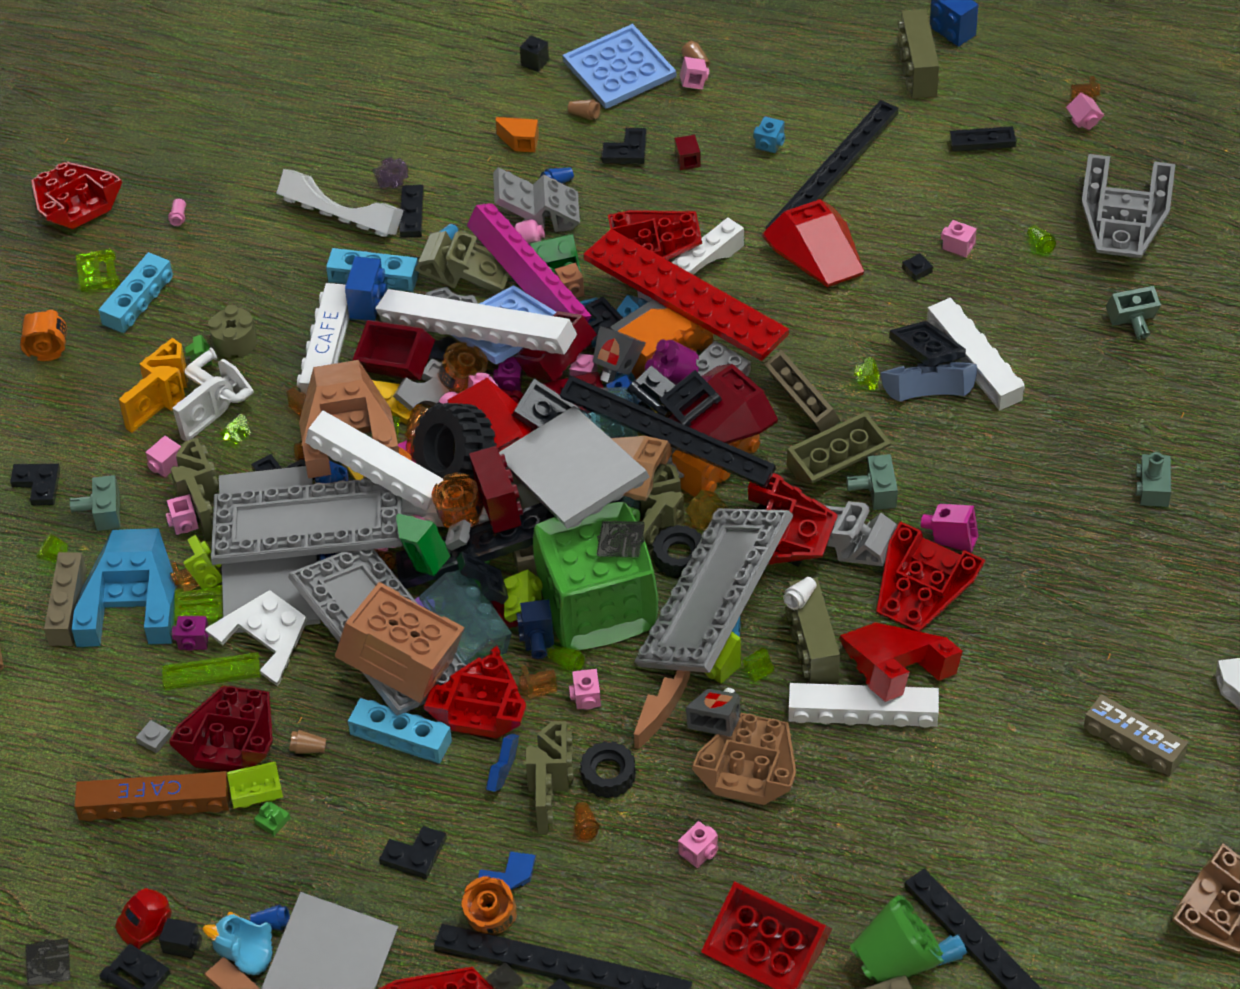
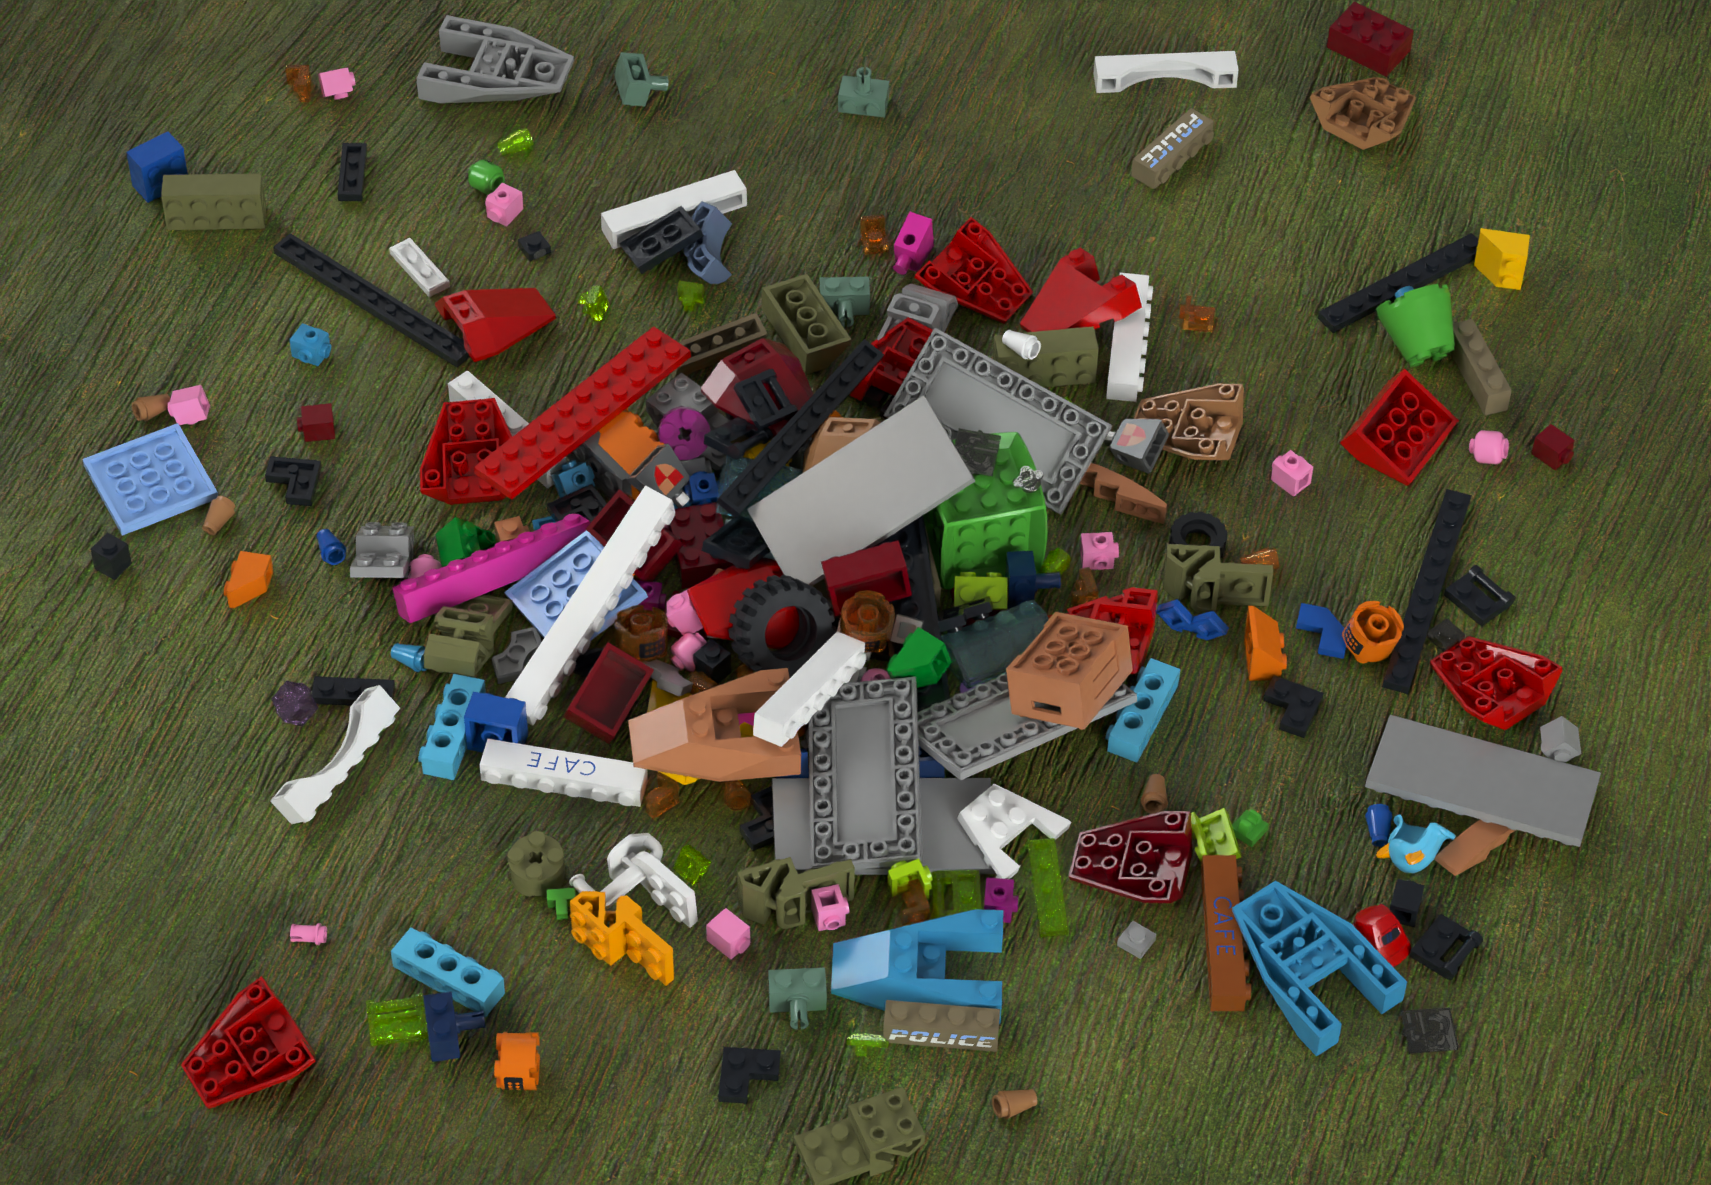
camera: 90 degrees left, 0 degrees up
(84, 294) = (445, 1025): none -> dark blue brick
(118, 843) = (1300, 945): none -> dark azure wedge
(471, 816) = (1263, 646): none -> orange slope
(586, 577) = (1028, 485): none -> clear smoke plate
(848, 310) = (594, 302): none -> clear neon green tile
(879, 196) = (419, 267): none -> white tile
(903, 763) = (1196, 317): none -> clear orange bracket
(976, 498) = (873, 234): none -> clear orange bracket
(989, 221) = (485, 176): none -> bright green head

